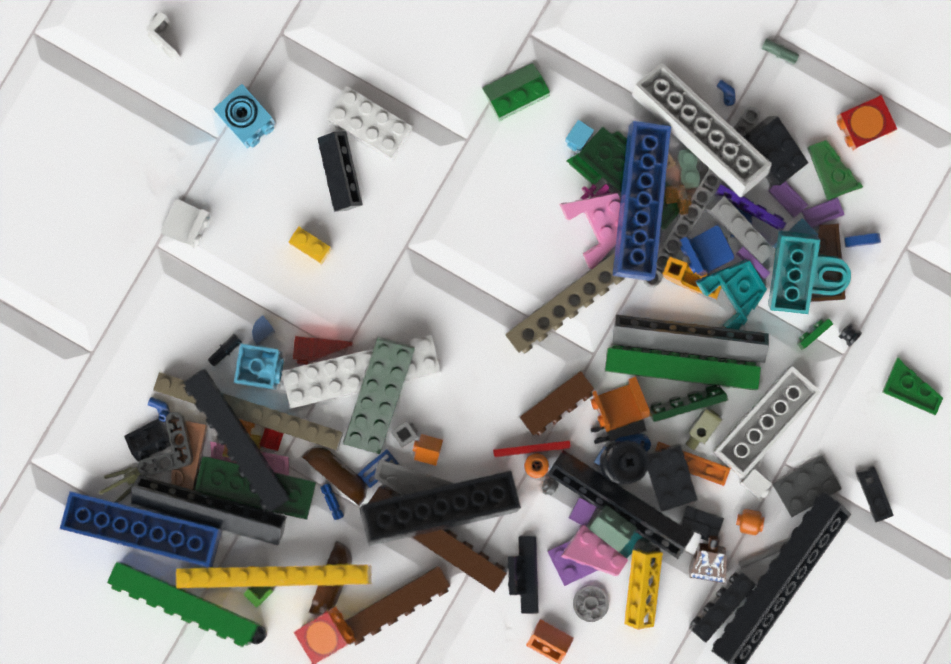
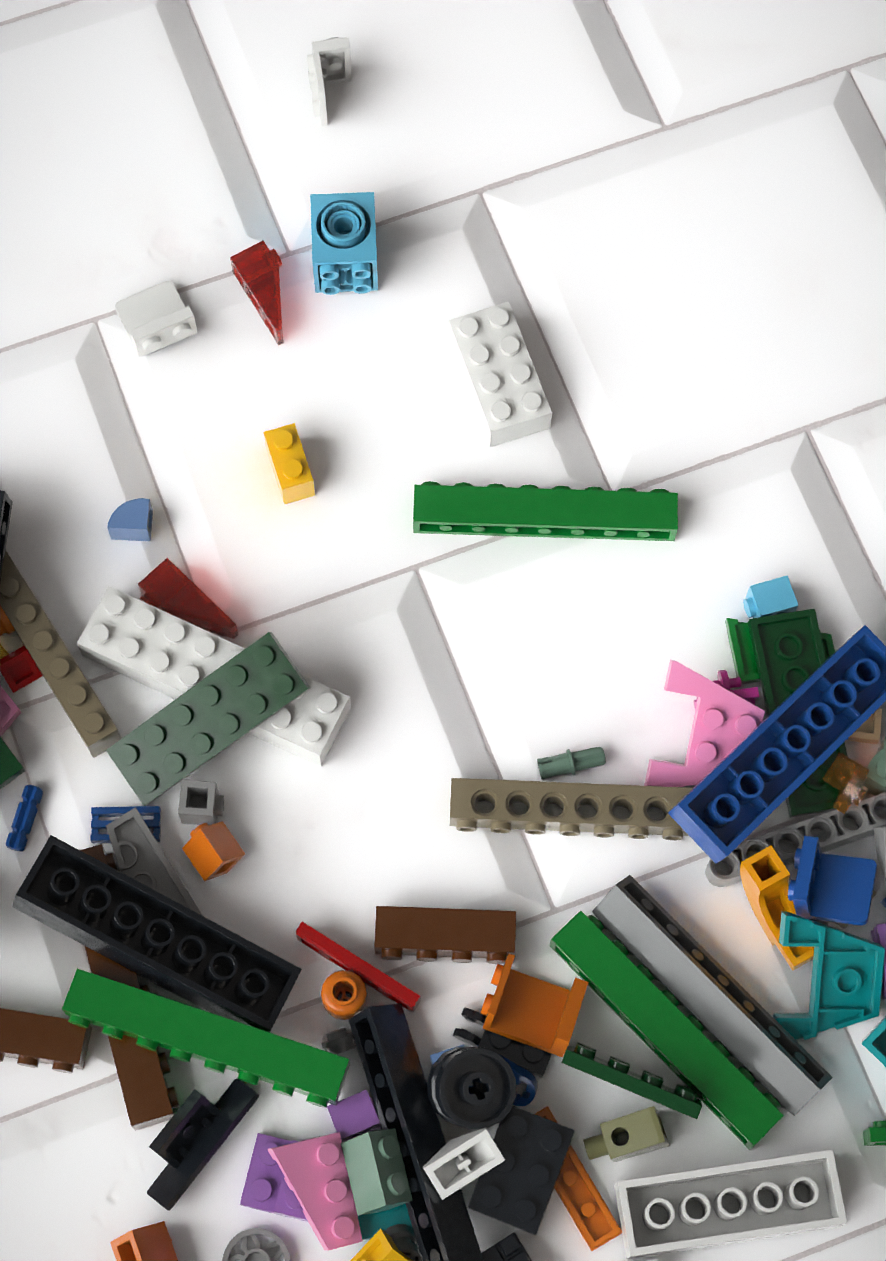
camera: 40 degrees right, 15 degrees down
(218, 164) = (260, 279): none -> clear red slope
(224, 350) = (62, 509): black axle -> none
(259, 367) = (82, 554): medium azure brick -> none
(337, 473) = (64, 784): reddish brown brick -> none
(340, 171) = (408, 402): black brick -> none
(445, 174) = (545, 512): none -> green brick
(496, 532) = (206, 1037): none -> green brick
(516, 91) = (730, 484): green slope -> none
(549, 283) = (570, 762): none -> sand green axle
(645, 496) = (462, 1161): none -> white slope

